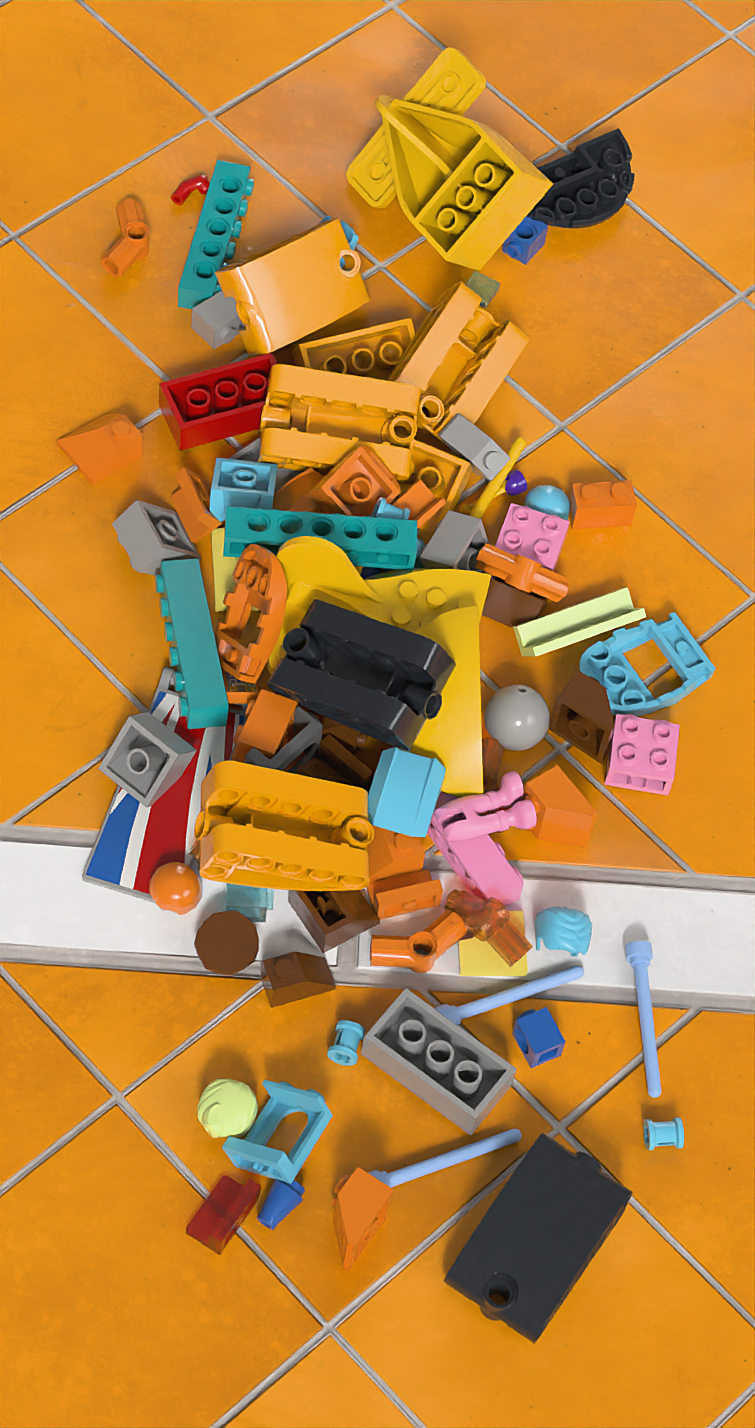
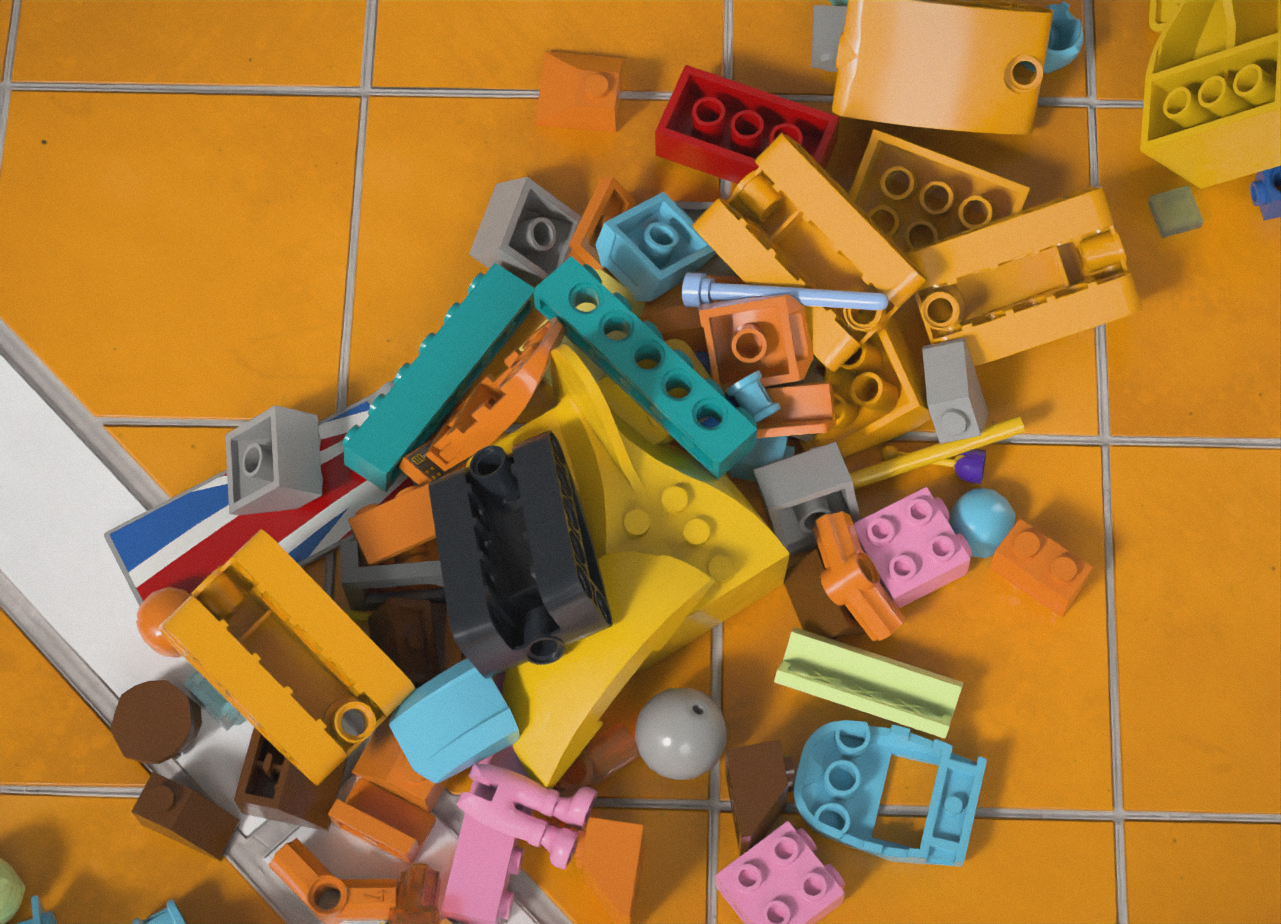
camera: 55 degrees right, 10 degrees up
(302, 484) = (700, 290): none -> light blue piece

